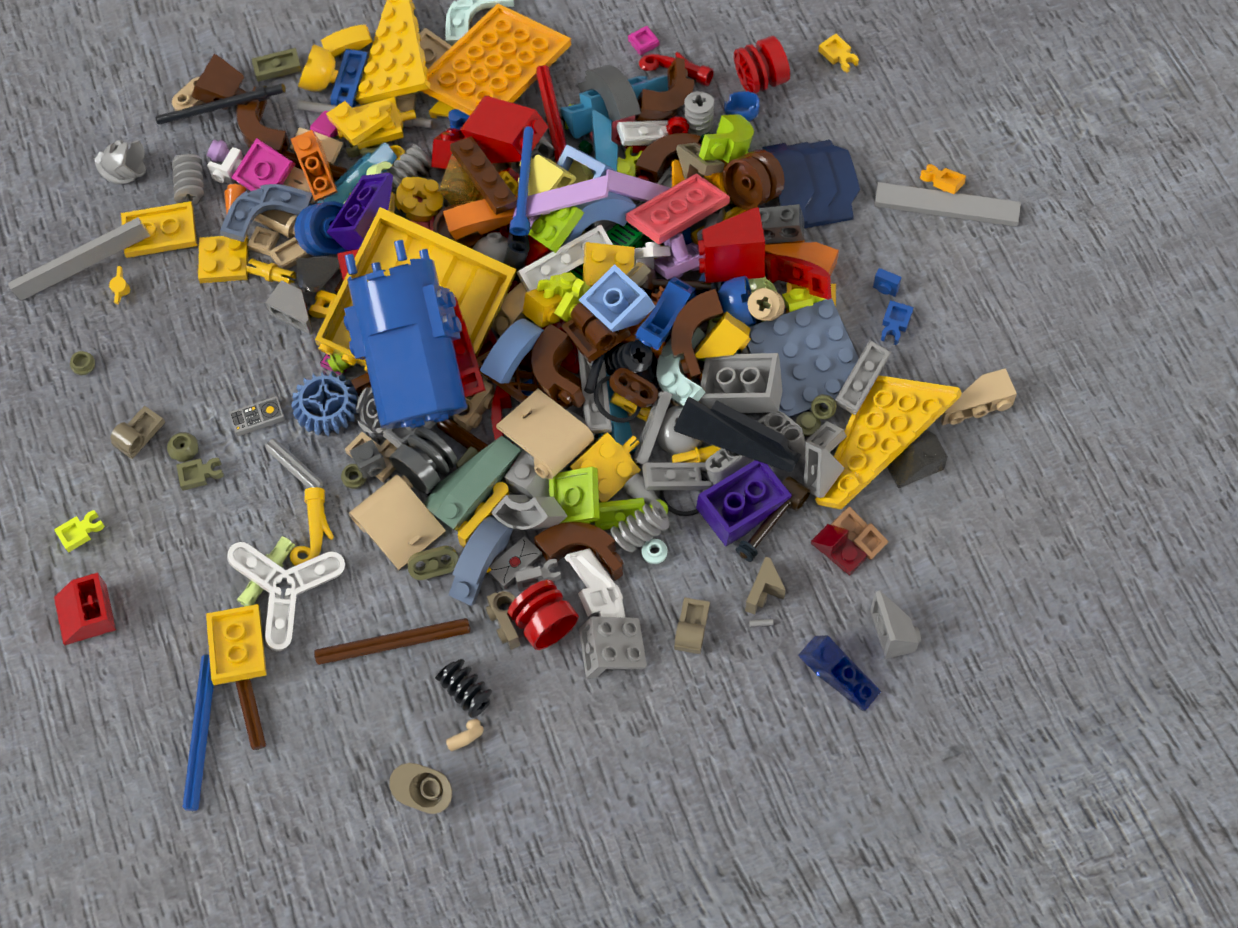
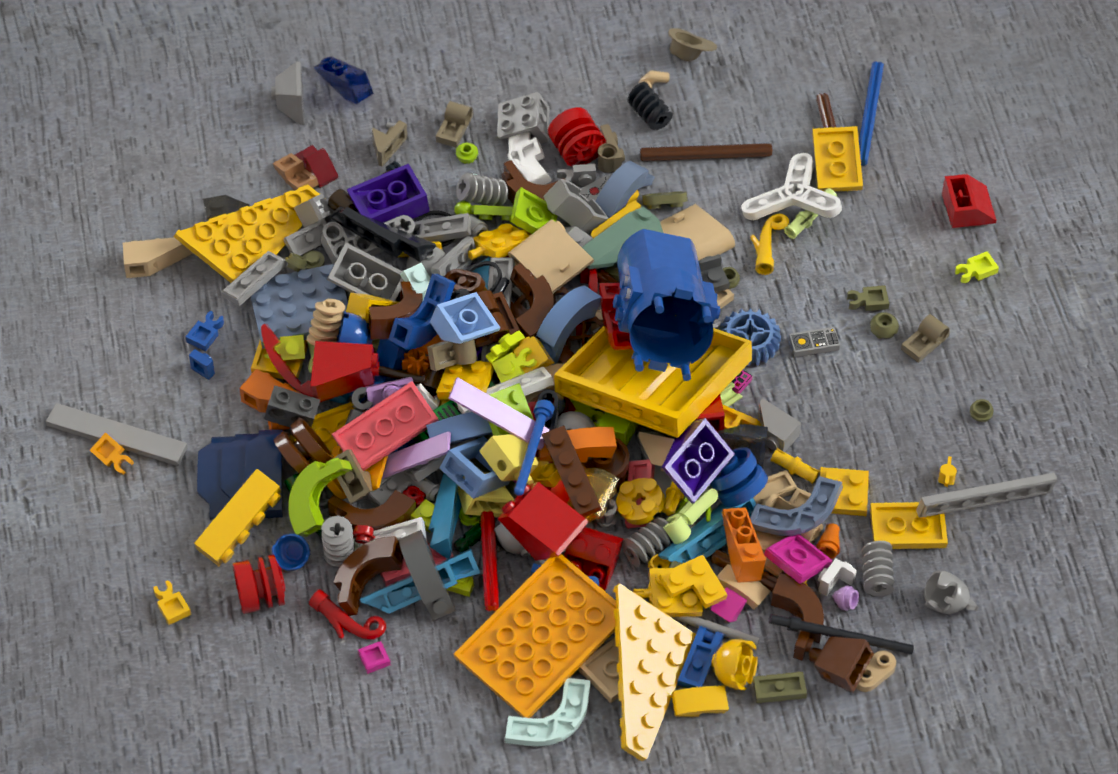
camera: 175 degrees left, 10 degrees down
(291, 463) = (782, 295): light grey axle -> none
(670, 600) = (466, 153): none -> lime plate
(799, 121) = (238, 517): none -> yellow brick

